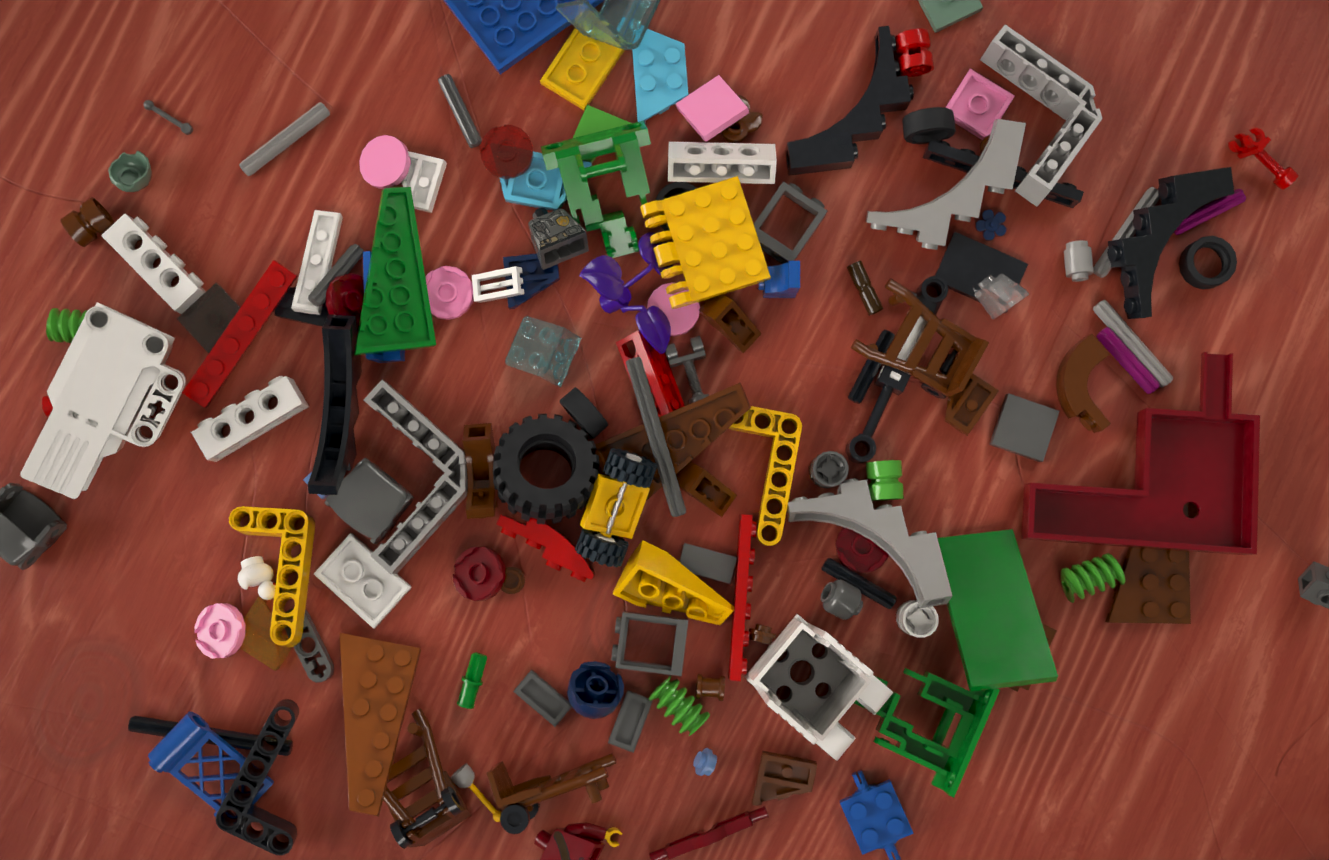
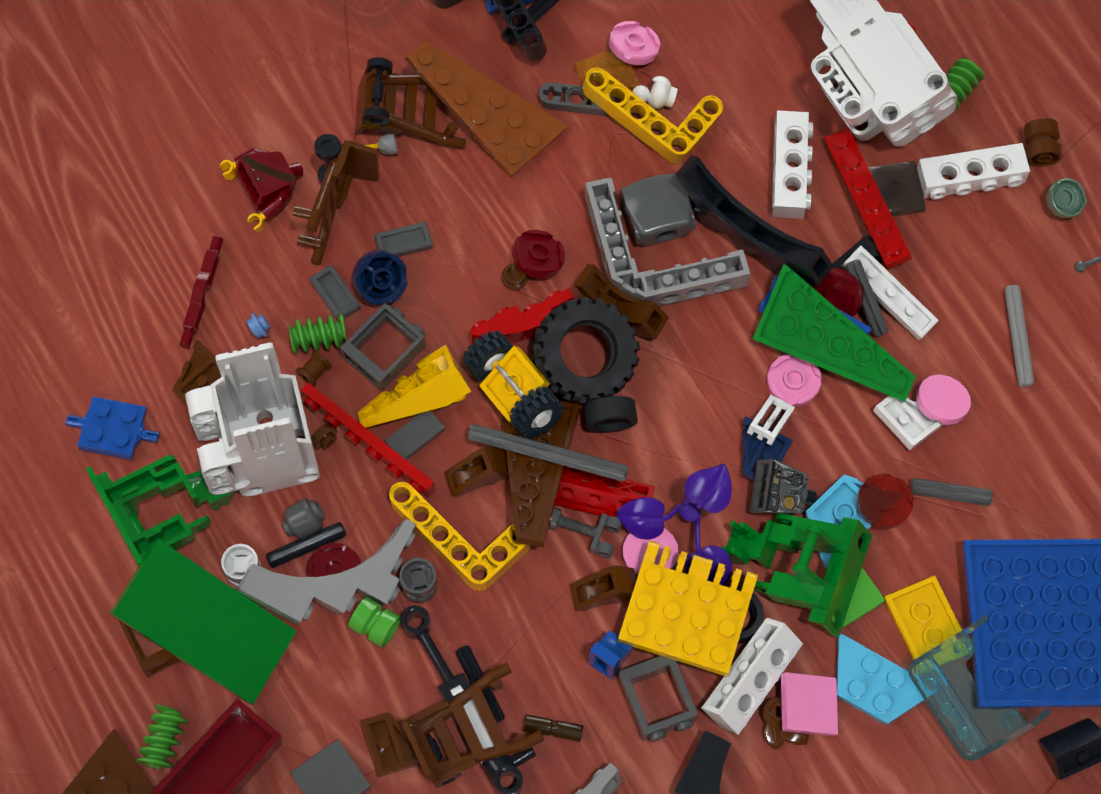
camera: 125 degrees right, 15 degrees down
(362, 581) = (596, 162): white tile -> none
(472, 680) = (457, 196): green axle -> none
(543, 350) = (687, 421): clear light blue bracket -> none

